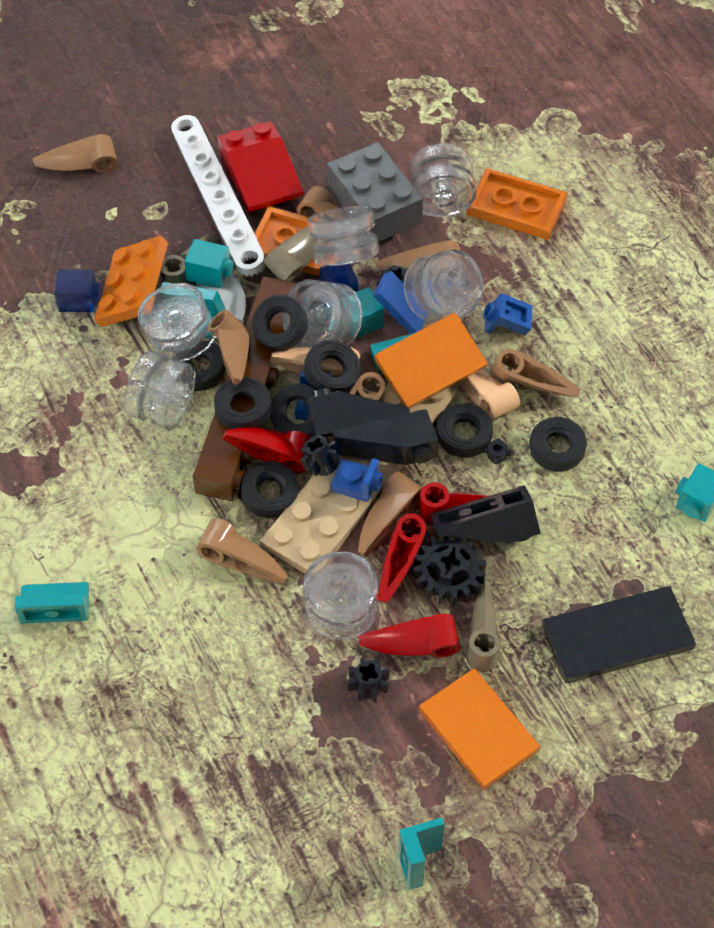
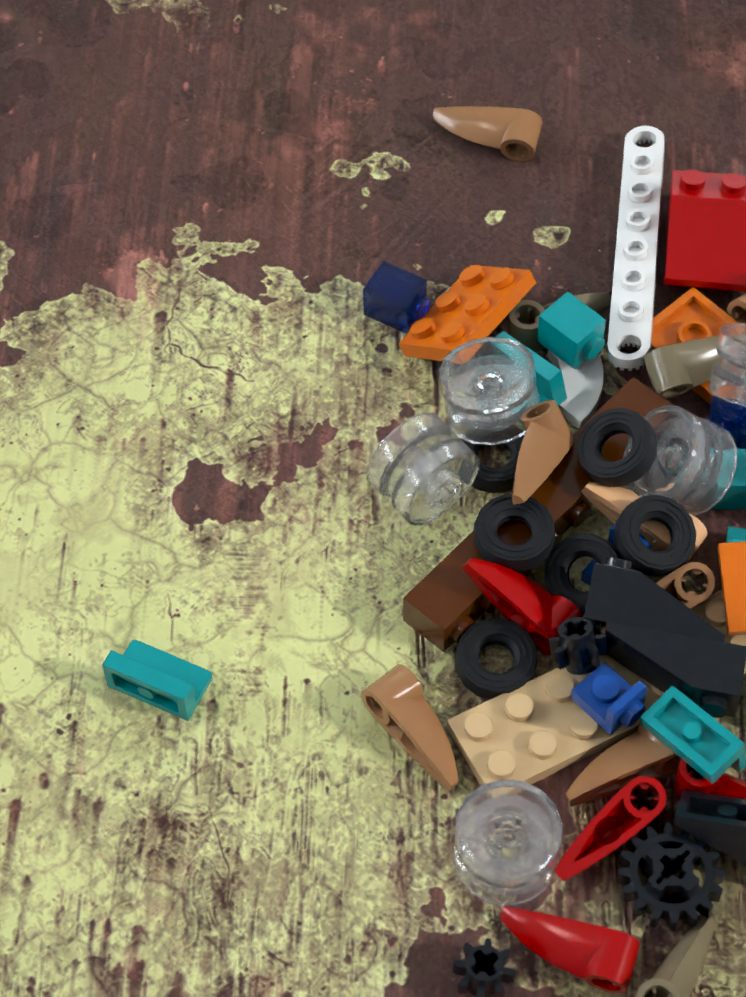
camera: 30 degrees right, 0 degrees up
(421, 476) = (694, 735): none -> teal panel

